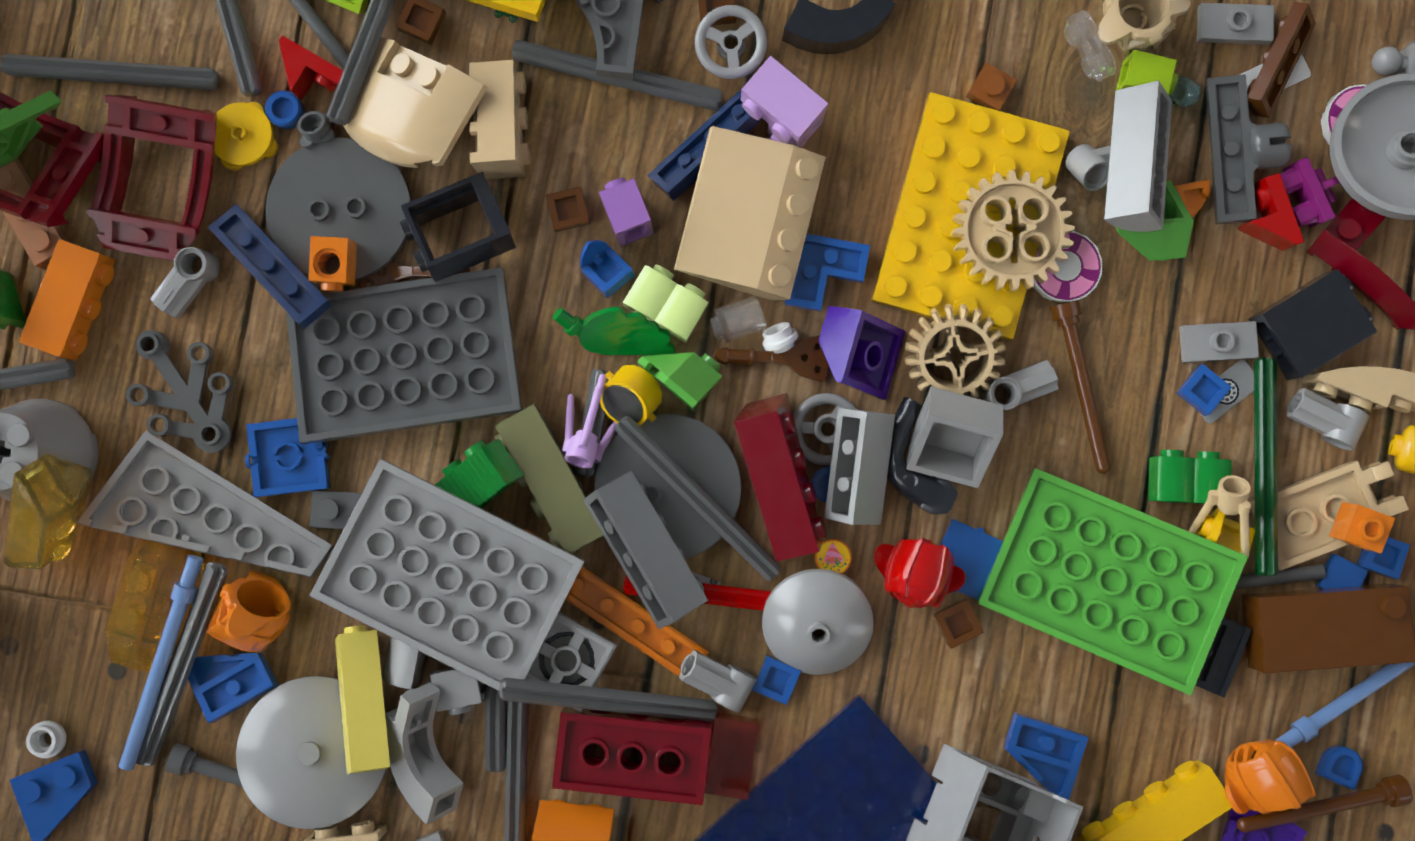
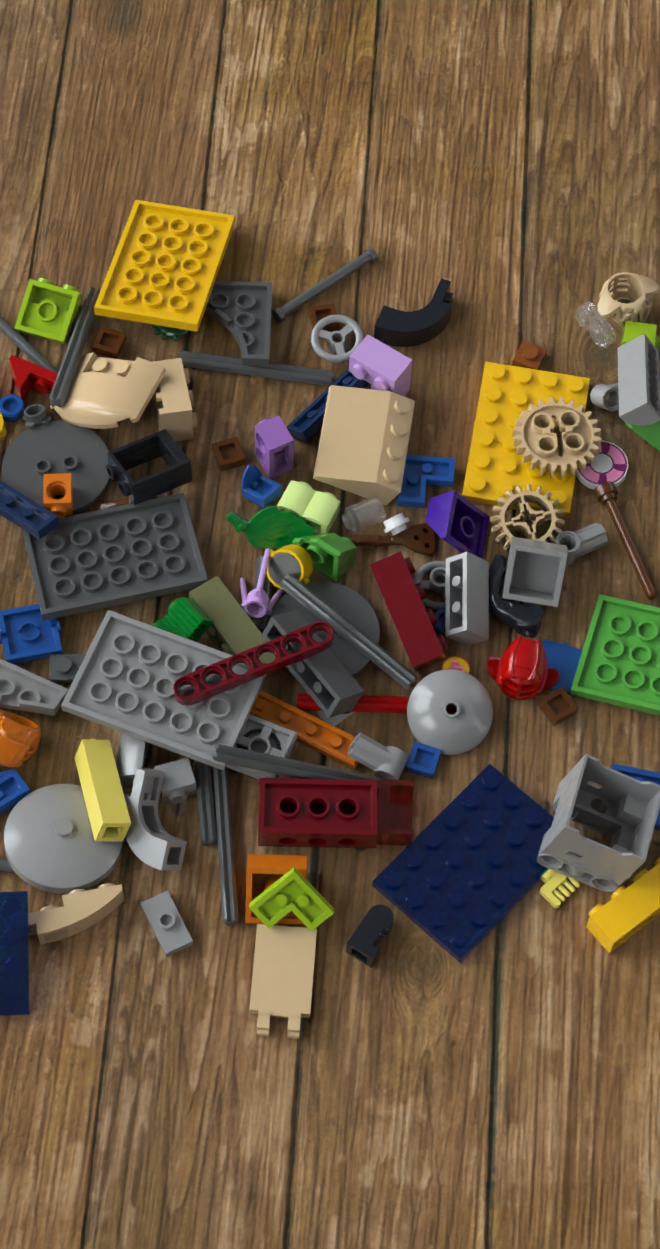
camera: 10 degrees left, 25 degrees down
(565, 567) = (251, 659): none -> dark red beam

